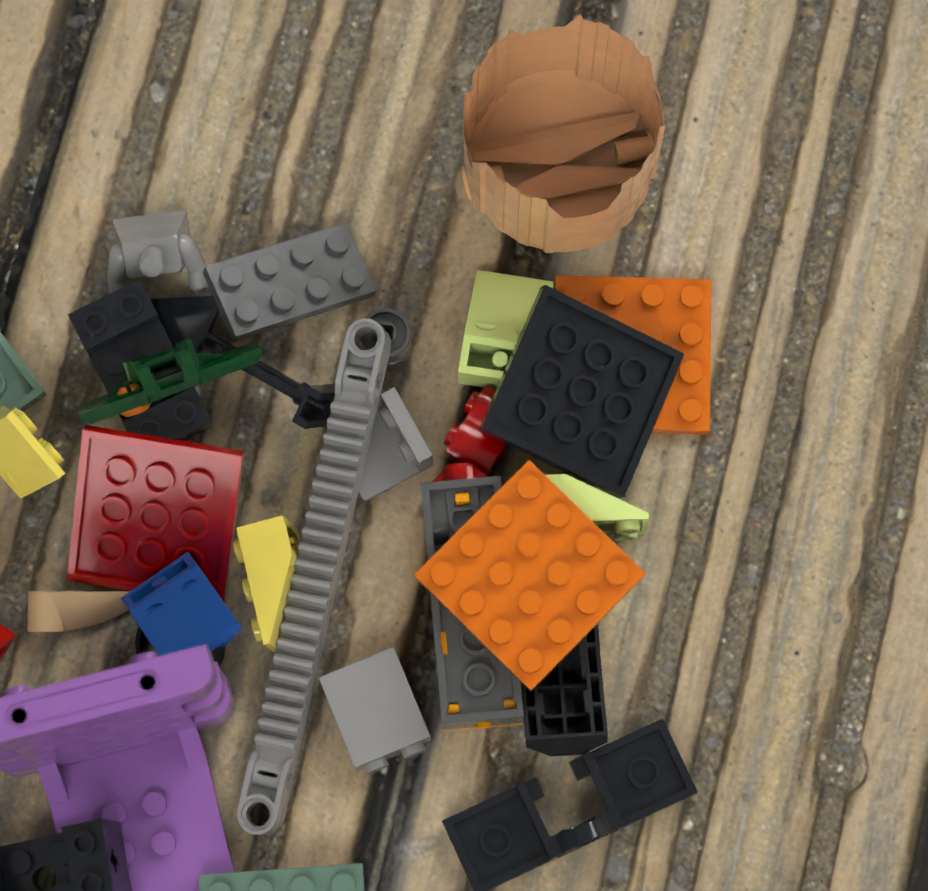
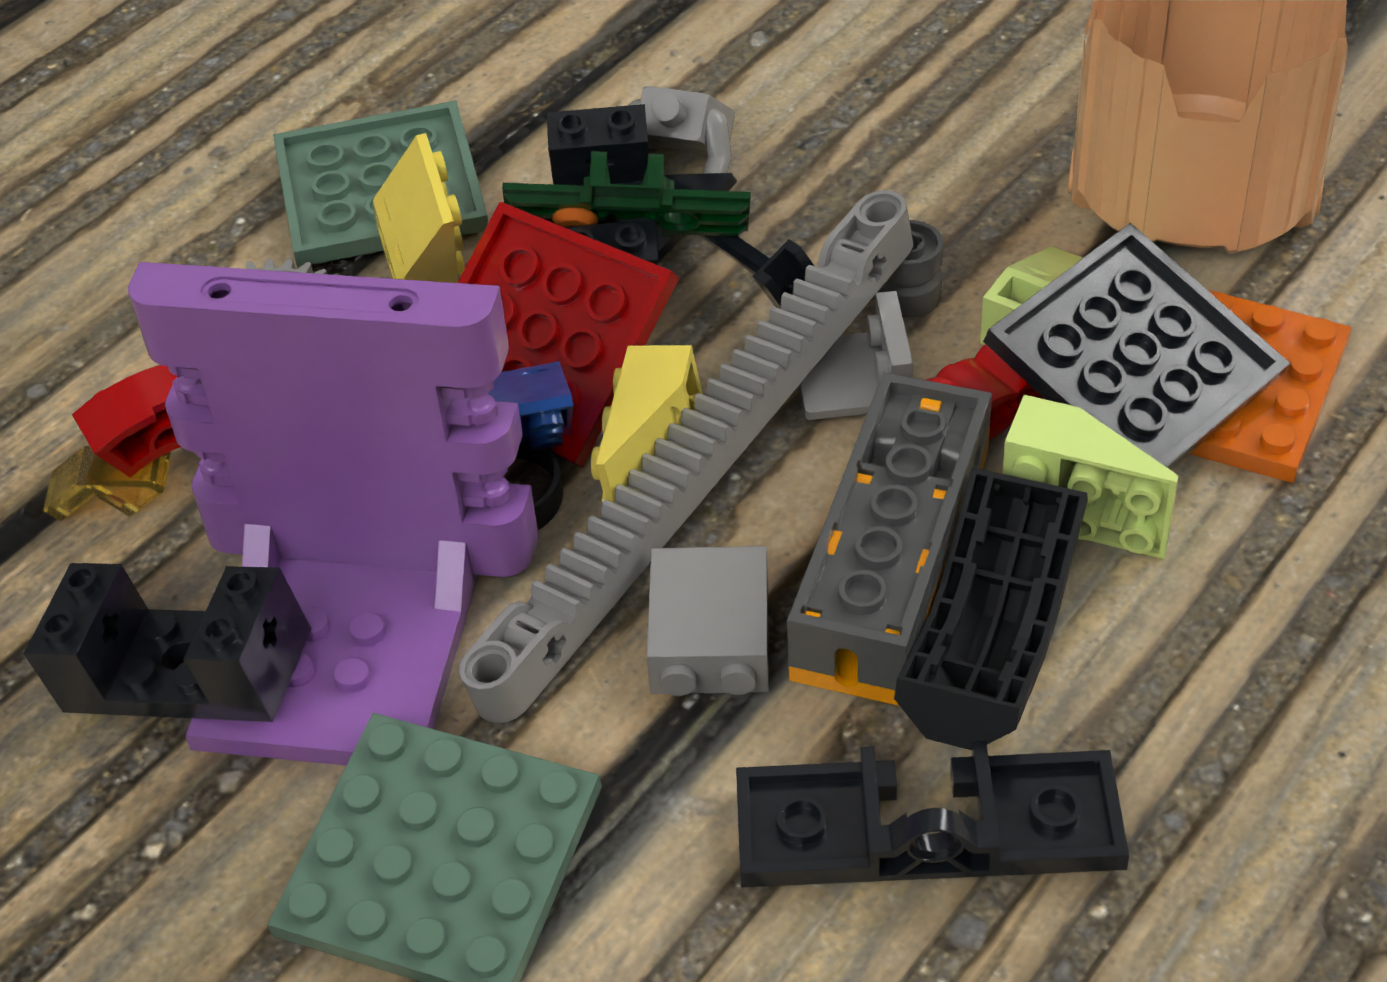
camera: 25 degrees right, 30 degrees down
(289, 281) = (806, 185): dark grey plate -> none
(529, 575) = (985, 492): orange plate -> none

